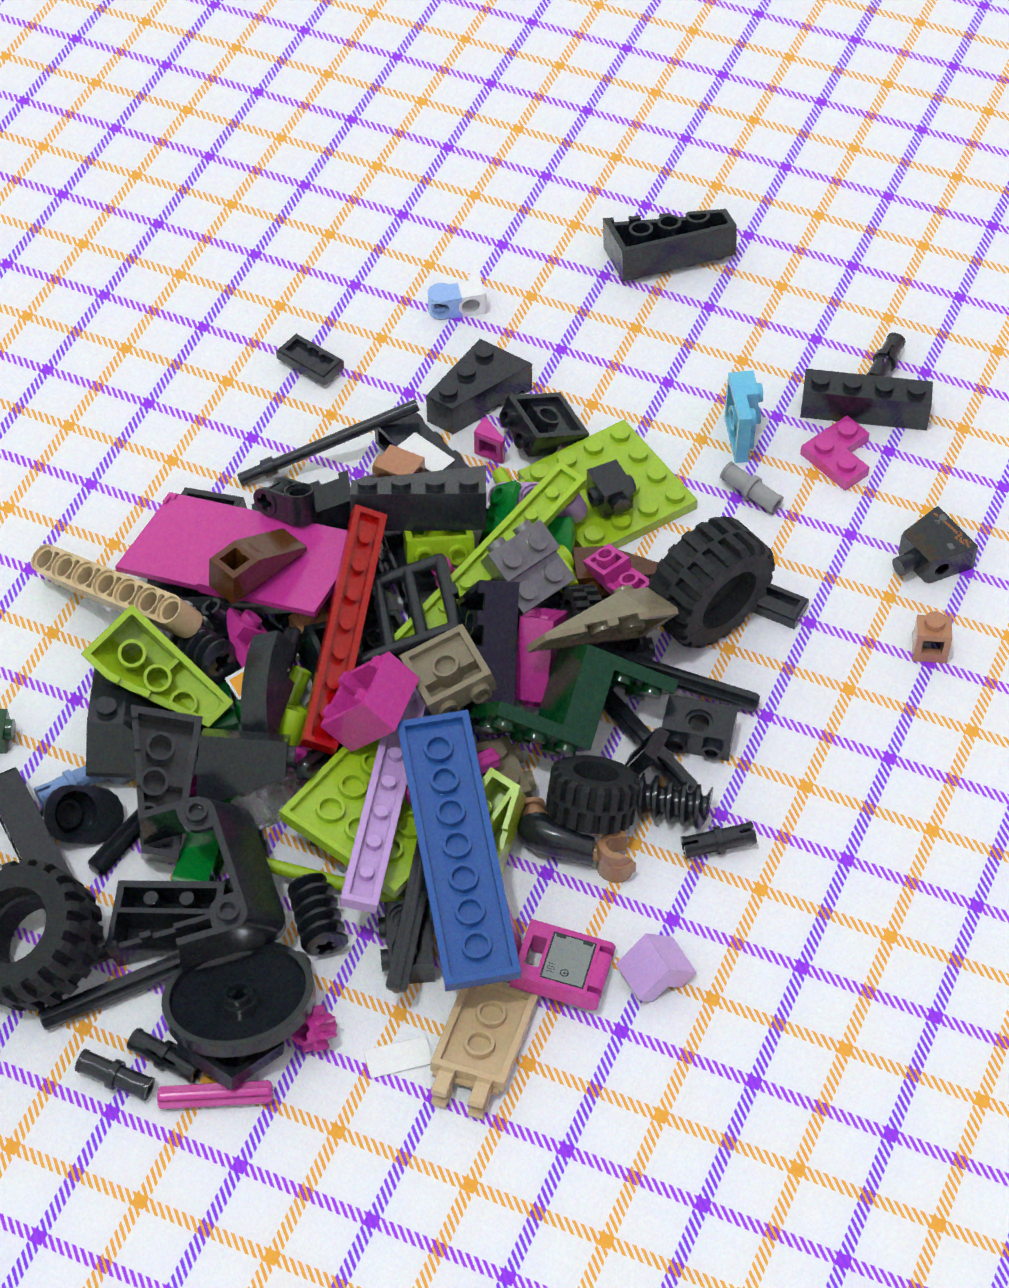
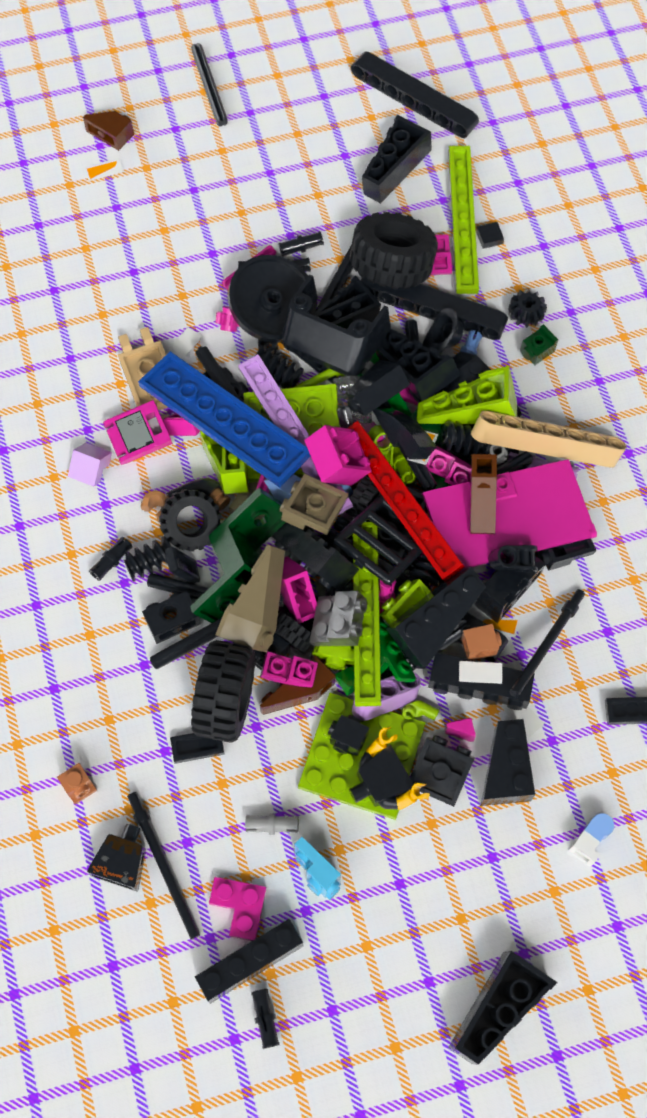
camera: 140 degrees right, 15 degrees up
(608, 430) = (385, 777): none -> black torso
(883, 571) = (143, 819): none -> black bar

